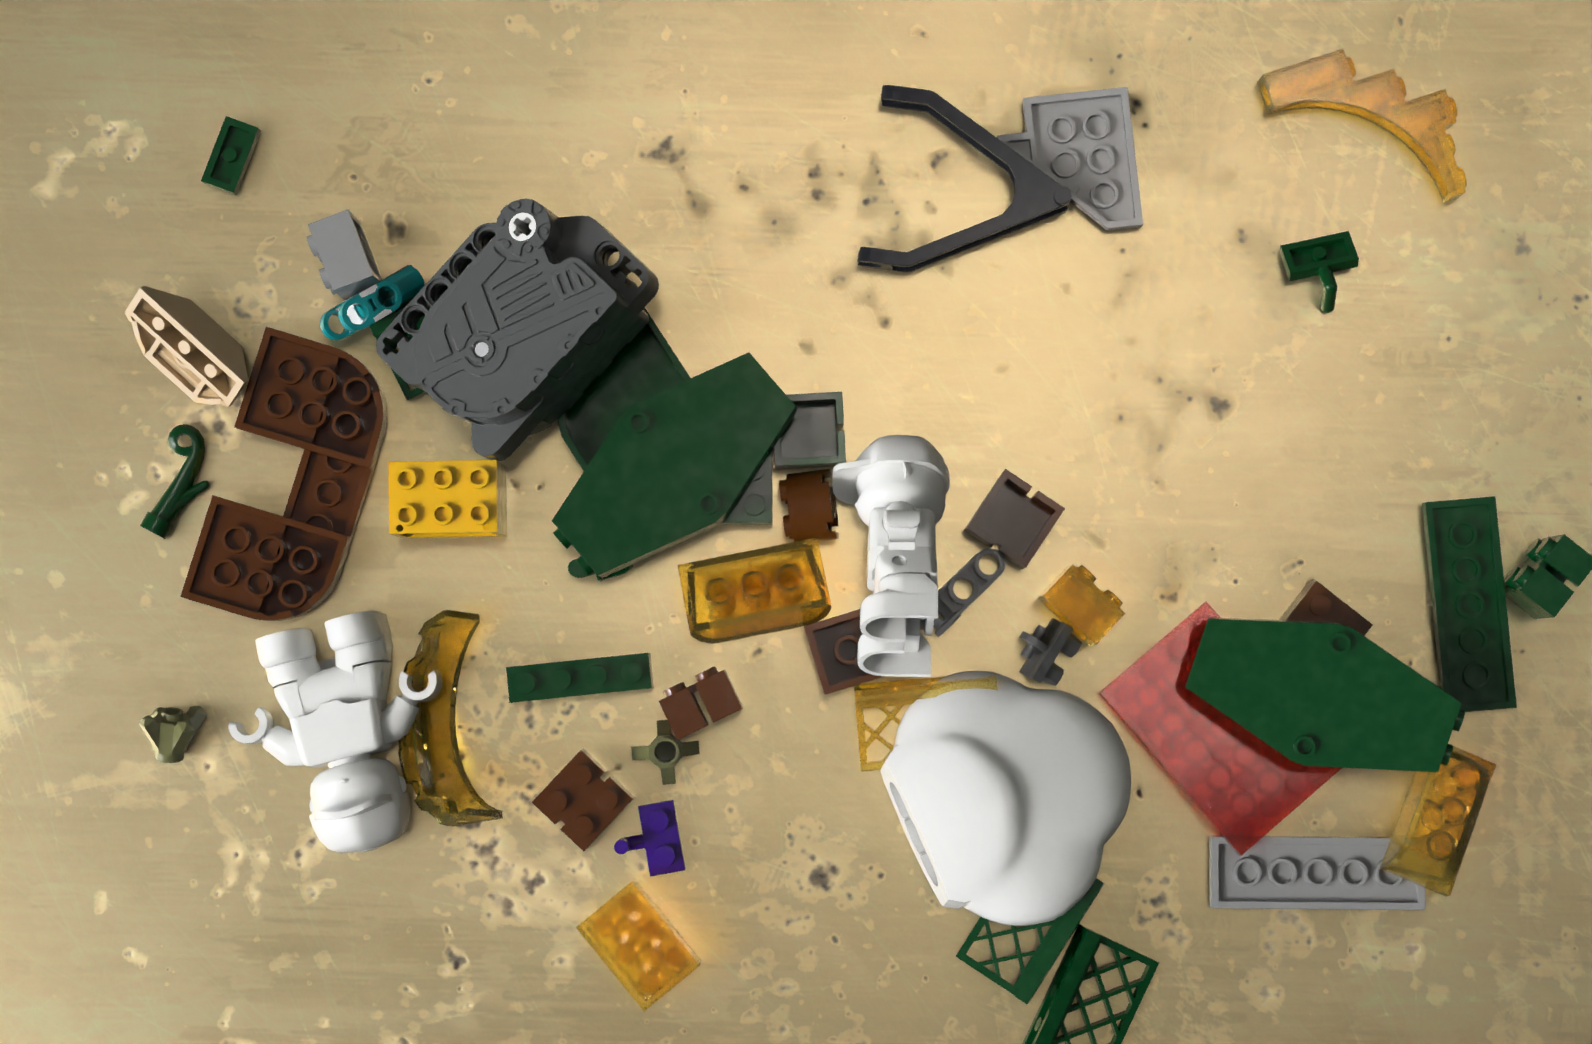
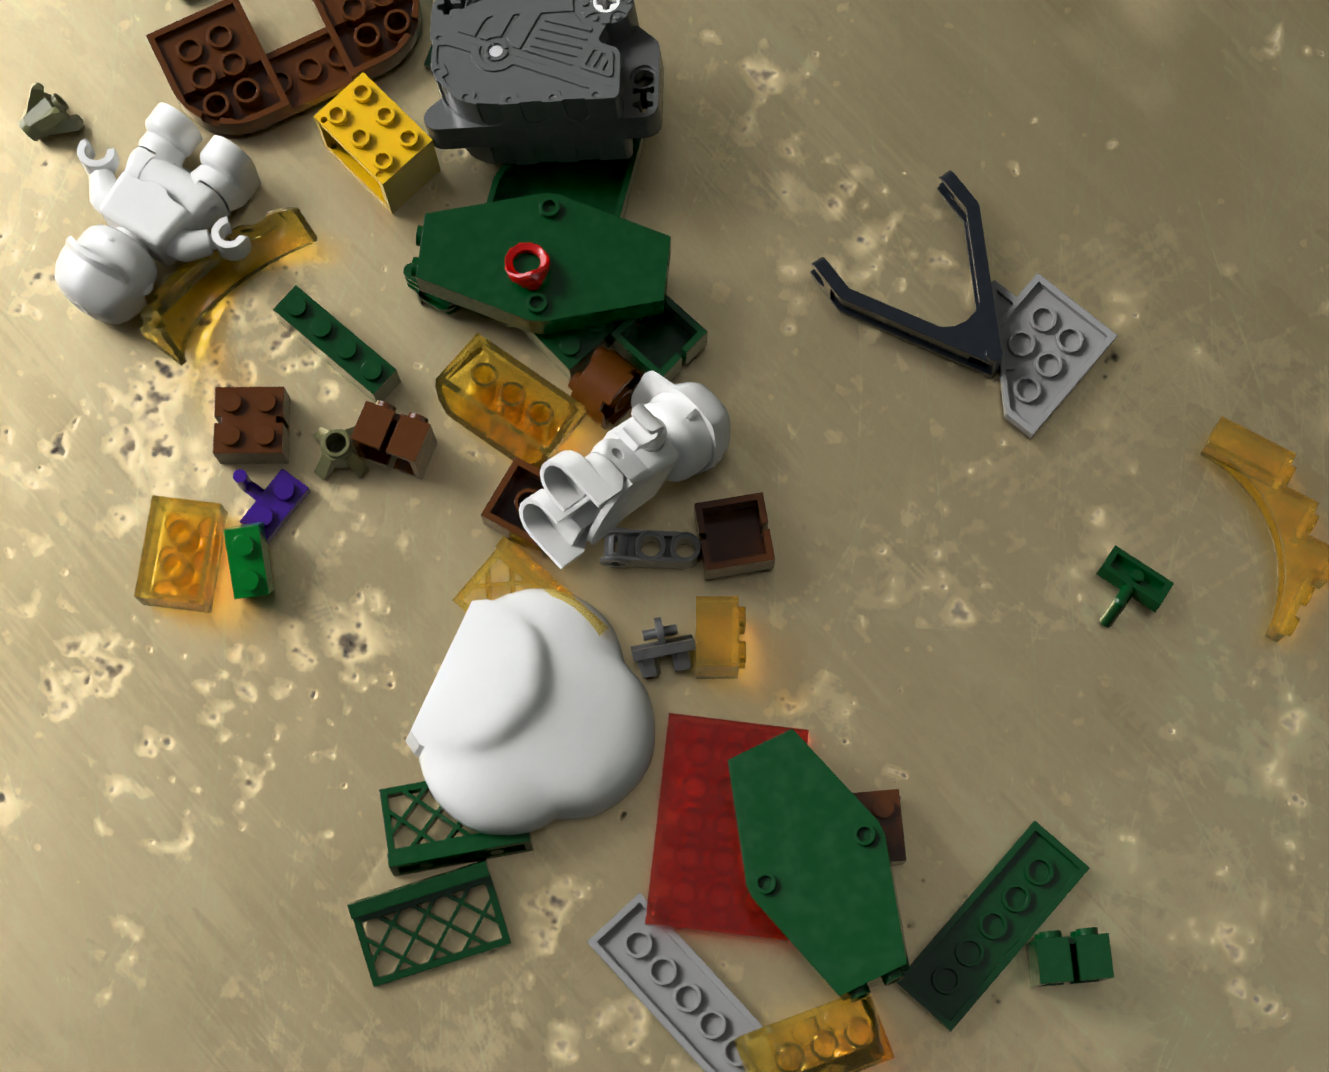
camera: 50 degrees right, 10 degrees down
(688, 494) = (532, 279): none -> red piece
(692, 898) = (248, 560): none -> green brick

